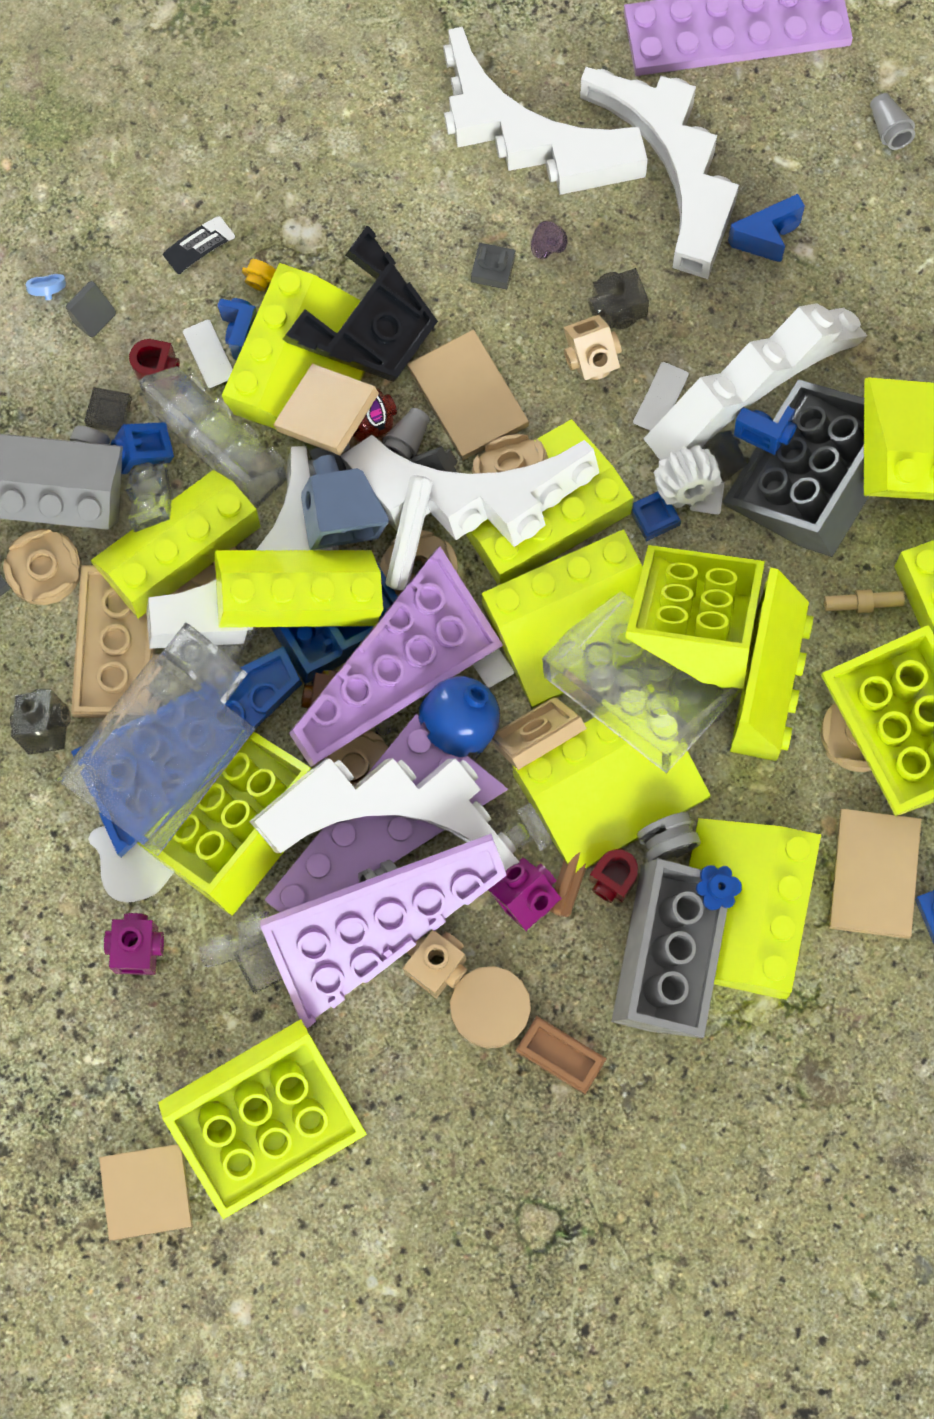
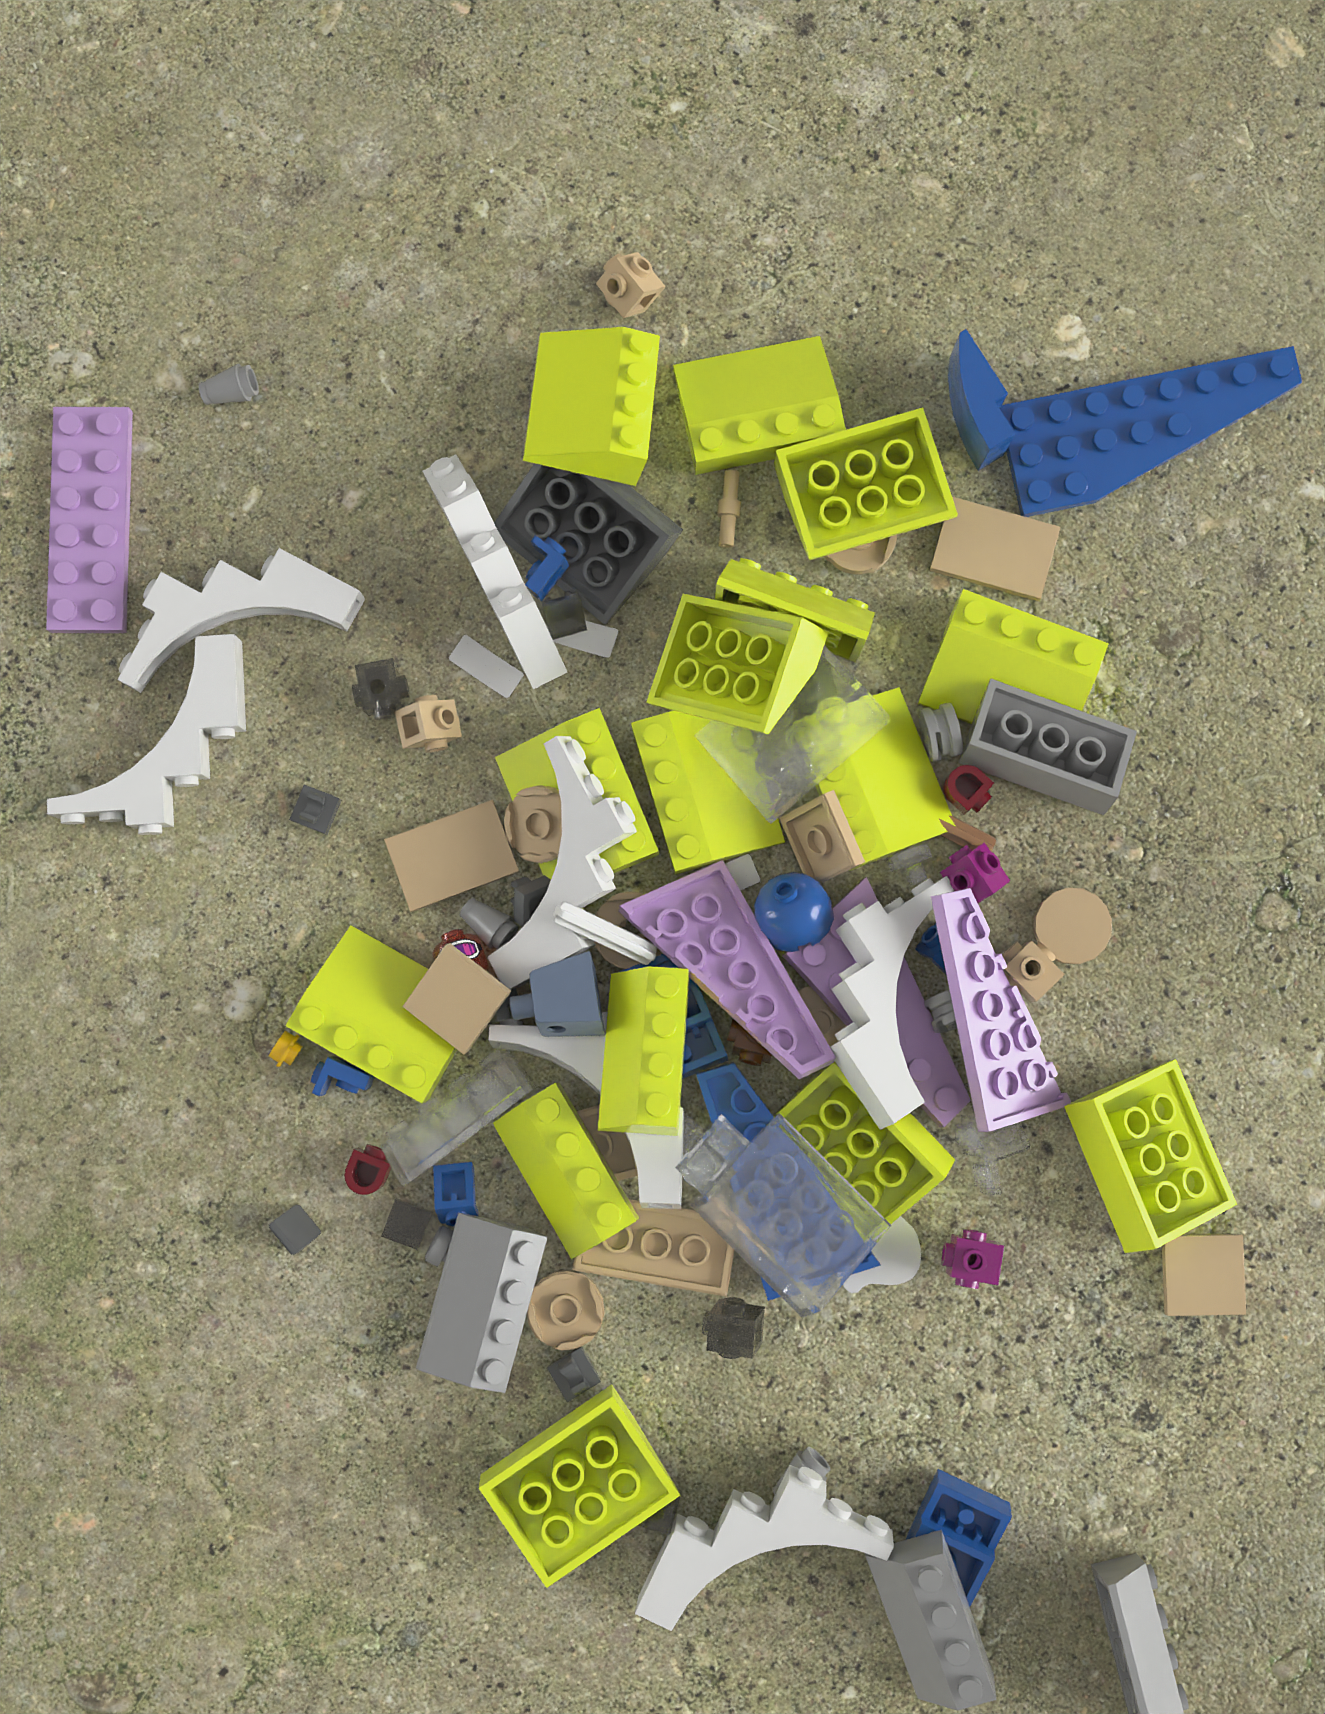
camera: 85 degrees left, 10 degrees up
(46, 285) = (258, 1274): light blue piece -> none
(150, 495) = (512, 1190): clear slope -> none
(198, 244) = (236, 1109): sticker -> none
(208, 353) = (361, 1112): white sticker -> none
(382, 328) = (368, 929): black wing -> none
(548, 239) = (298, 749): piece -> none
(560, 1055) = (1125, 867): medium nougat tile -> none
(654, 516) = (608, 691): blue tile -> none
(687, 476) = (582, 652): white gear -> none
(708, 887) = (1003, 700): blue plant -> none
(761, 230) = (329, 537): blue slope -> none

